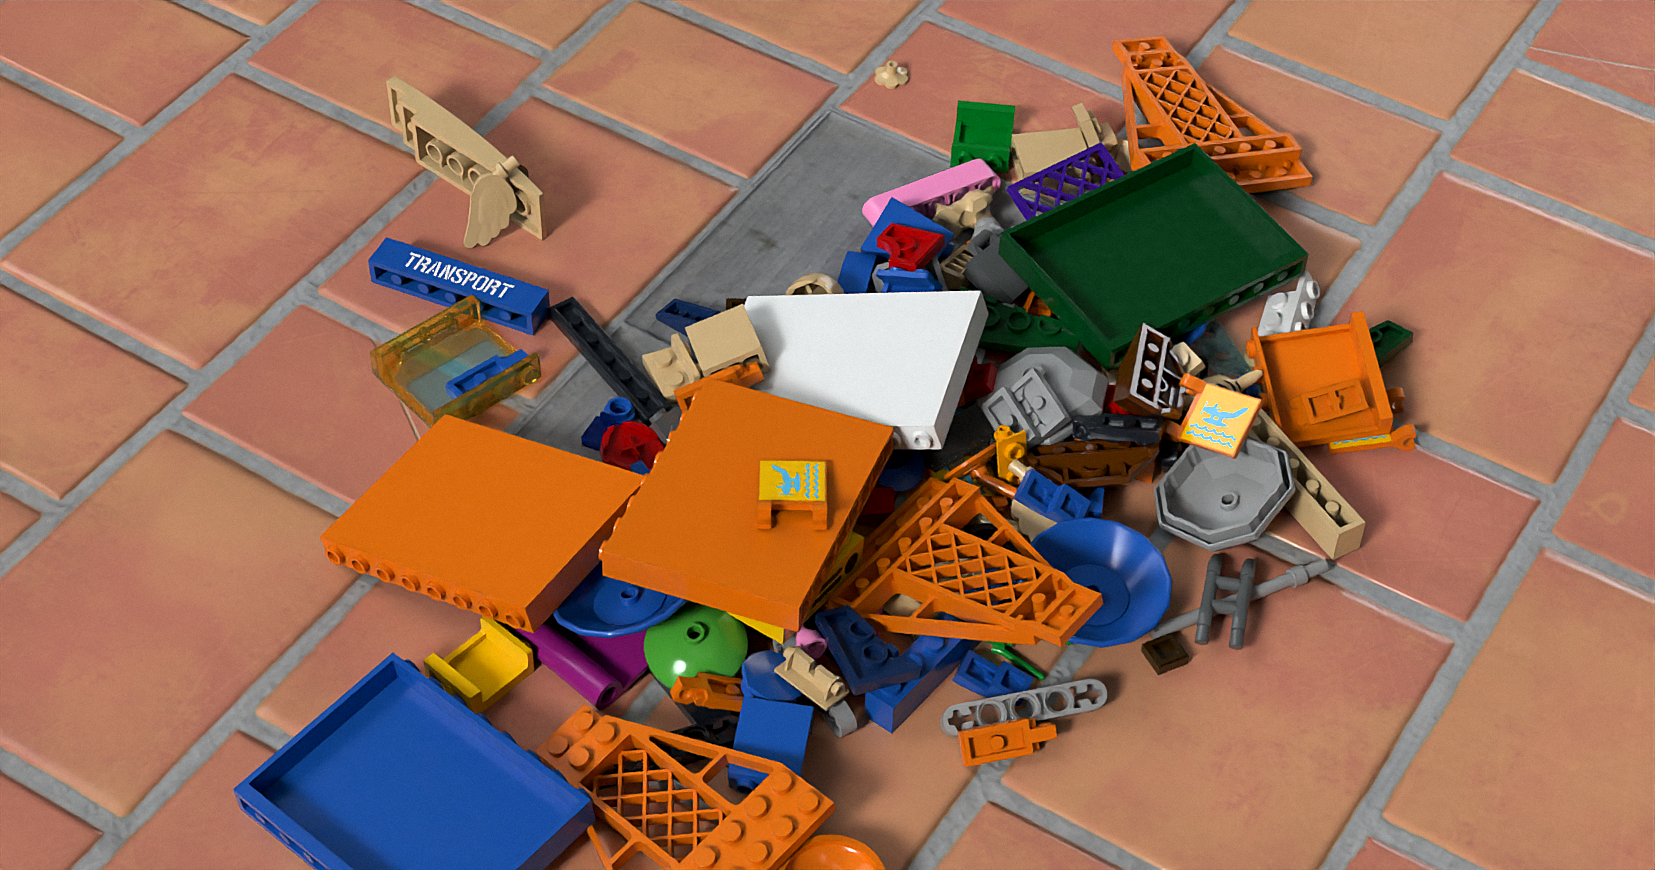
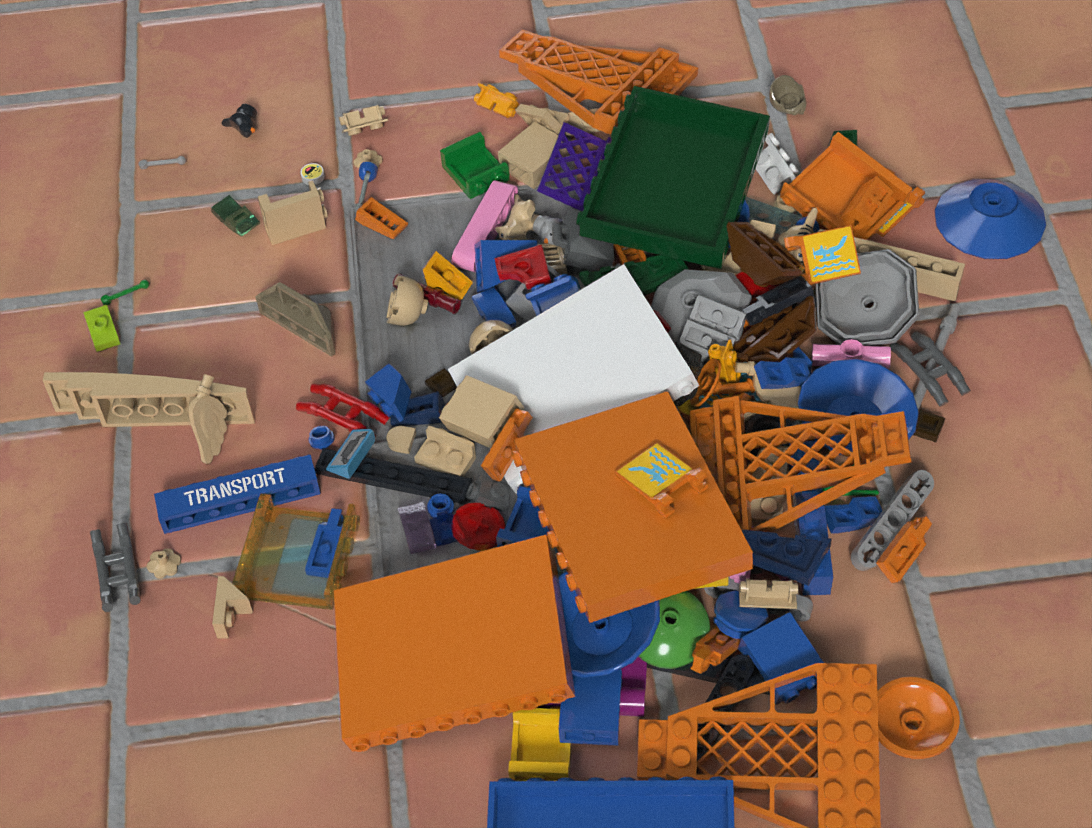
camera: 35 degrees left, 5 degrees up
(300, 268) = (103, 561): none -> dark grey piece
(344, 304) = (163, 563): none -> tan plant
(348, 369) = (227, 603): none -> tan slope
(500, 78) = (101, 328): none -> lime plate
(531, 57) = (106, 299): none -> green hinge
(549, 661) = (593, 712): none -> blue panel
(577, 415) = (417, 528): none -> clear purple slope
(580, 286) = (321, 437): none -> blue plate
(589, 315) = (352, 452): none -> dark azure slope
(616, 286) = (336, 396): none -> red piece
(650, 334) = (401, 439): none -> tan tile
(675, 171) = (298, 315): none -> dark tan wedge
(678, 284) = (390, 391): none -> blue slope
(715, 51) = (234, 216): none -> clear green slope
(760, 78) = (293, 215): none -> tan panel
(778, 216) = (406, 302): none -> tan cylinder
(814, 230) = (438, 298): none -> dark red pin
(825, 56) = (312, 172): none -> tile
(839, 116) = (372, 206): none -> orange slope
(839, 217) = (443, 274): none -> light orange slope
(874, 84) = (366, 177): none -> hinge
(910, 32) = (371, 118): none -> tan hinge
(1068, 88) = (504, 103): none -> light orange hinge
(1158, 530) = (850, 349): none -> bright pink piece
(1374, 255) = (787, 95): none -> dark tan hair
(1469, 509) = (990, 218): none -> blue dish

